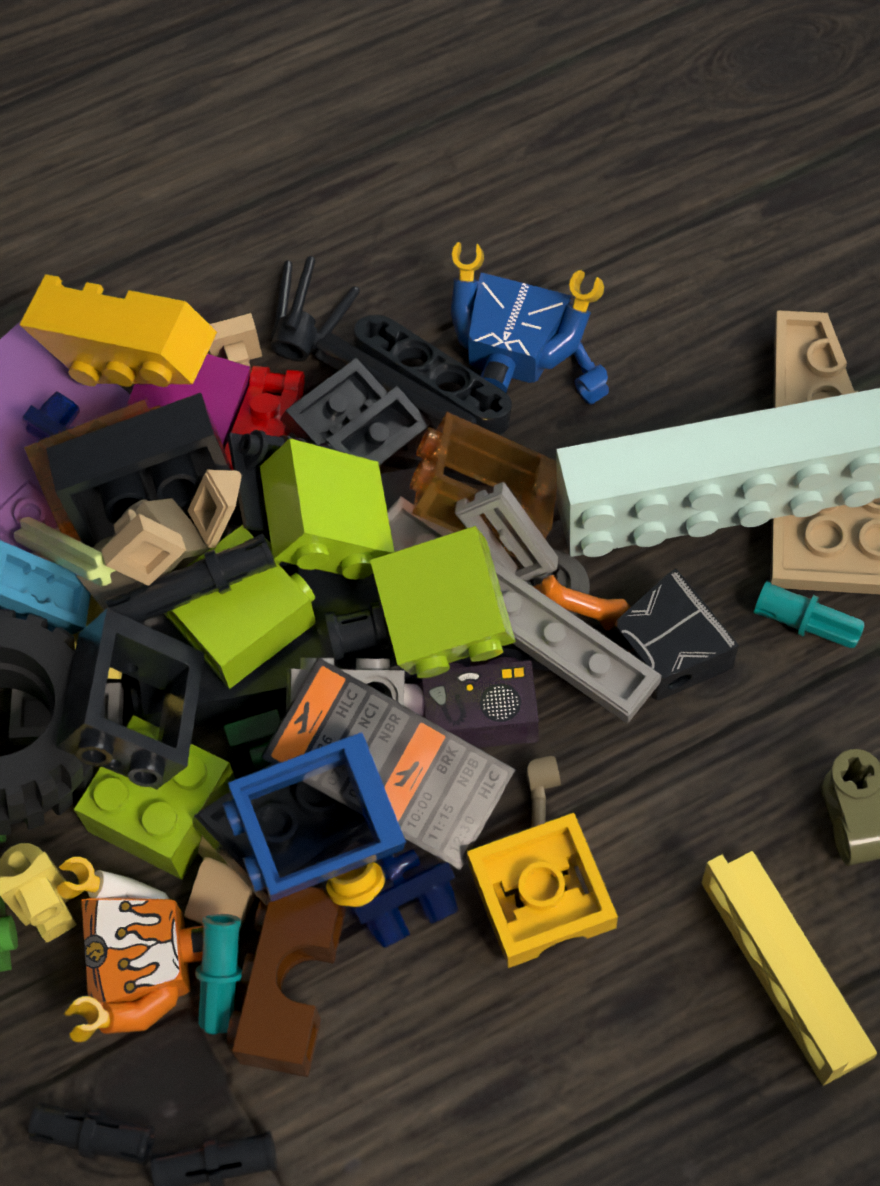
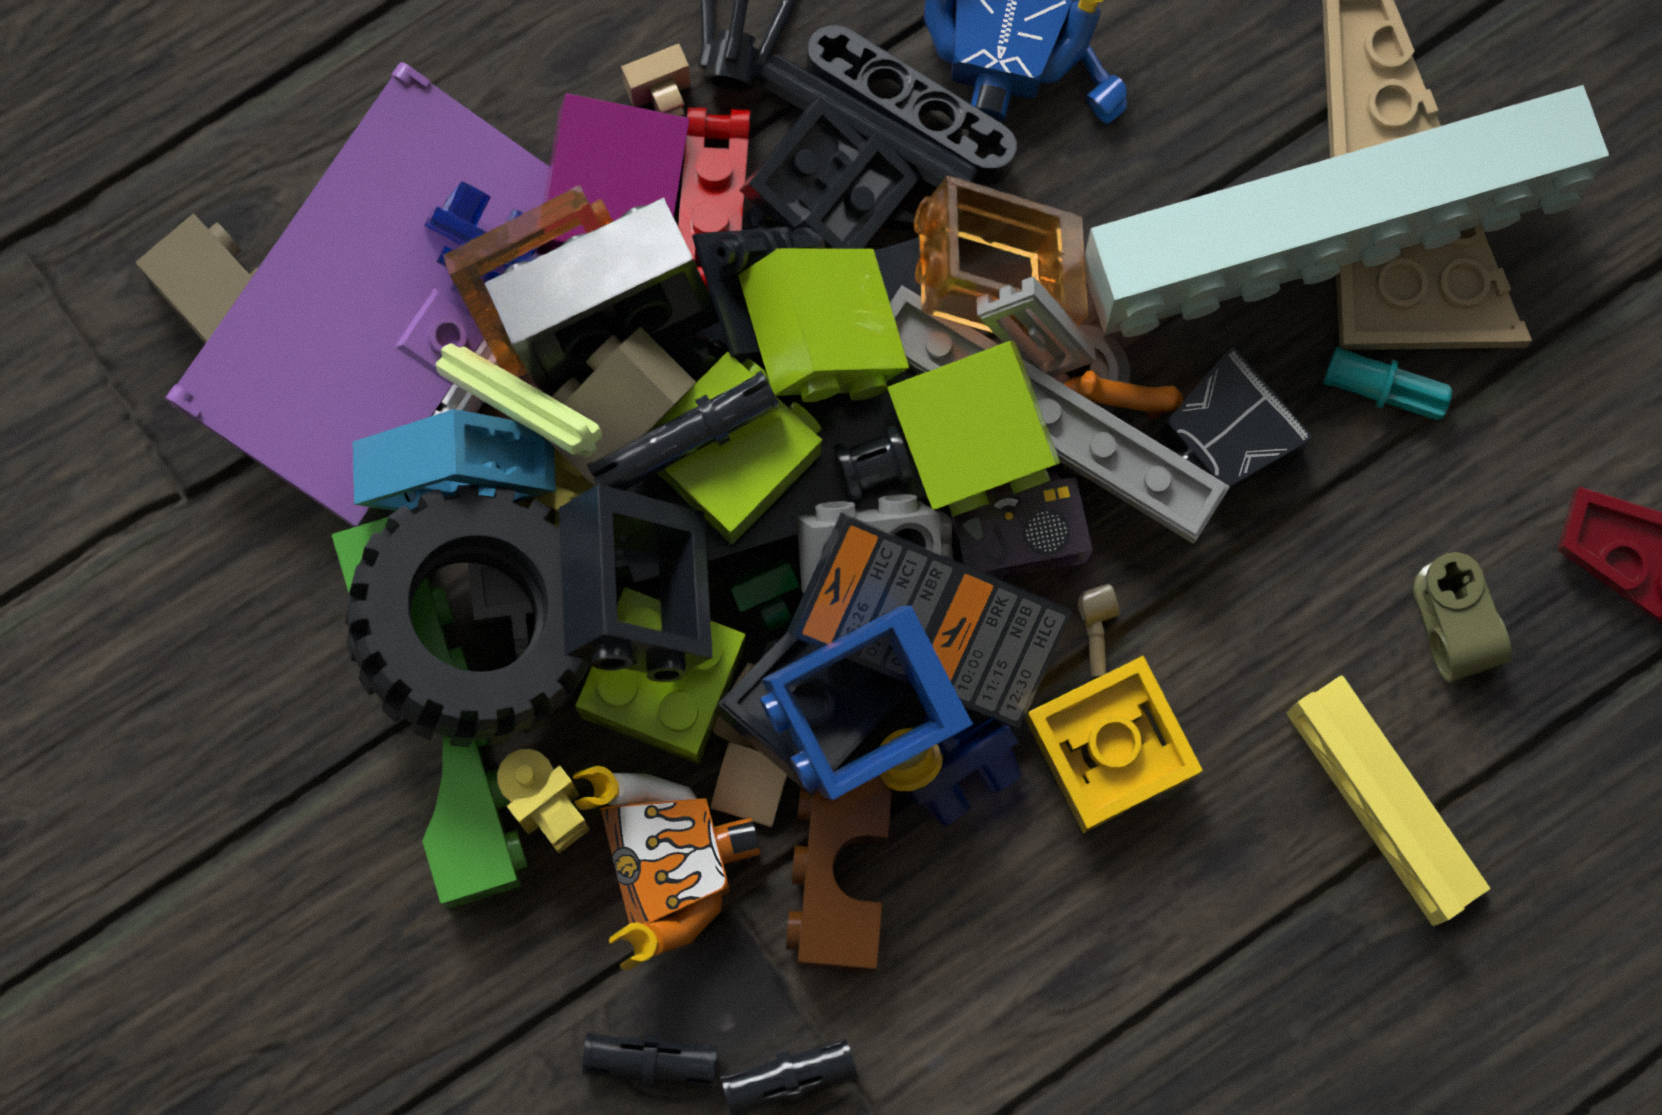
camera: 15 degrees left, 15 degrees up
(118, 338) = (535, 111): yellow wedge -> none
(142, 548) = (629, 407): tan tile -> none
(214, 503) = (696, 334): tan slope -> none
(218, 971) = (766, 873): teal axle -> none

